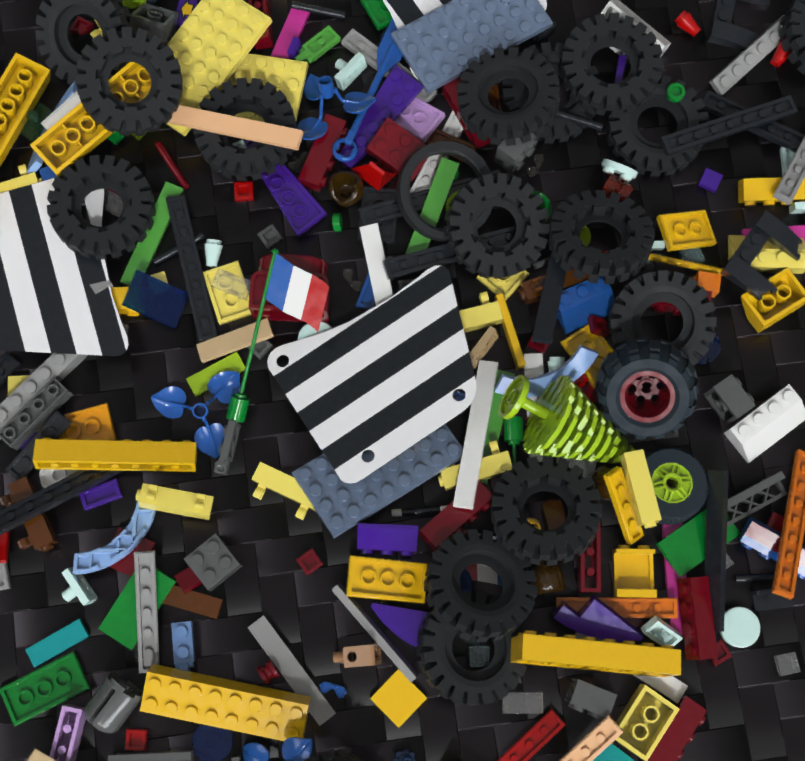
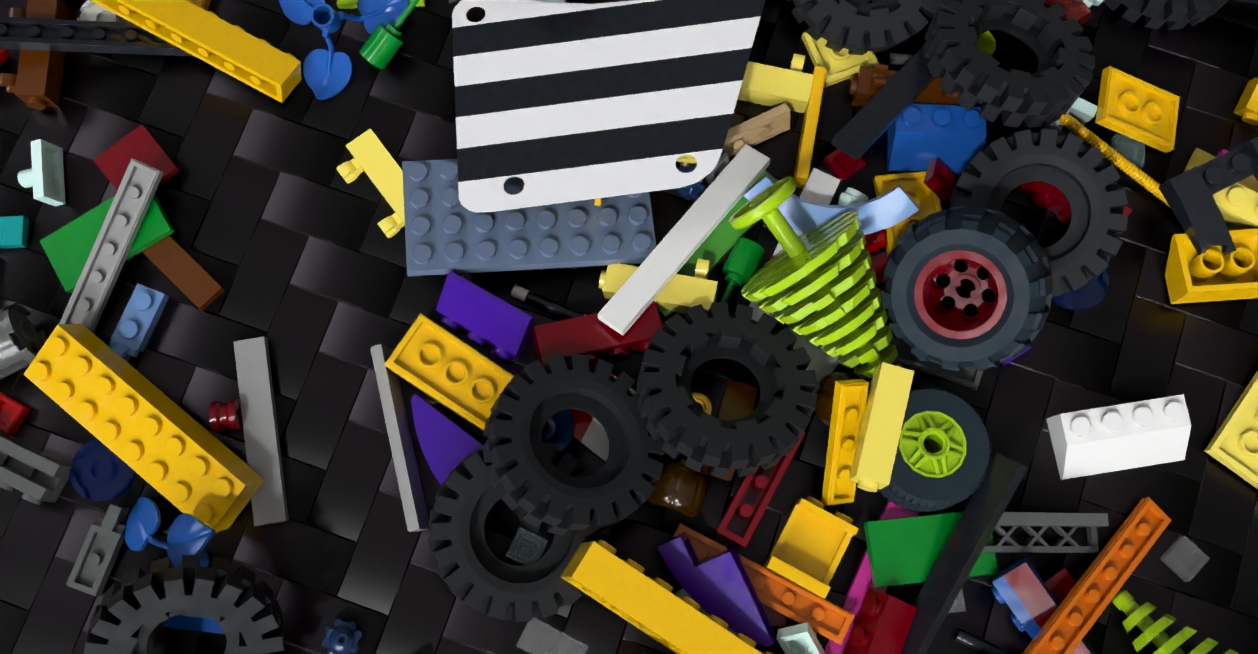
camera: 30 degrees right, 0 degrees up
(101, 494) = (145, 72): dark purple tile -> none
(119, 547) = (139, 144): light blue tile -> none
(175, 501) = (230, 125): light yellow brick -> none
(187, 580) = (190, 237): dark red tile -> none
(213, 562) = (235, 230): dark grey brick -> none
(228, 447) = (342, 91): dark grey hinge -> none
(309, 562) = (366, 298): dark red tile -> none
(327, 686) = (294, 478): blue piece -> none
(366, 656) = (359, 457): medium nougat torso -> none
(398, 698) = (382, 547): yellow tile -> none
(708, 281) = (1138, 195): orange brick -> none
(710, 180) = (1208, 61): dark purple tile -> none
(729, 399) = (1081, 372): dark grey brick -> none

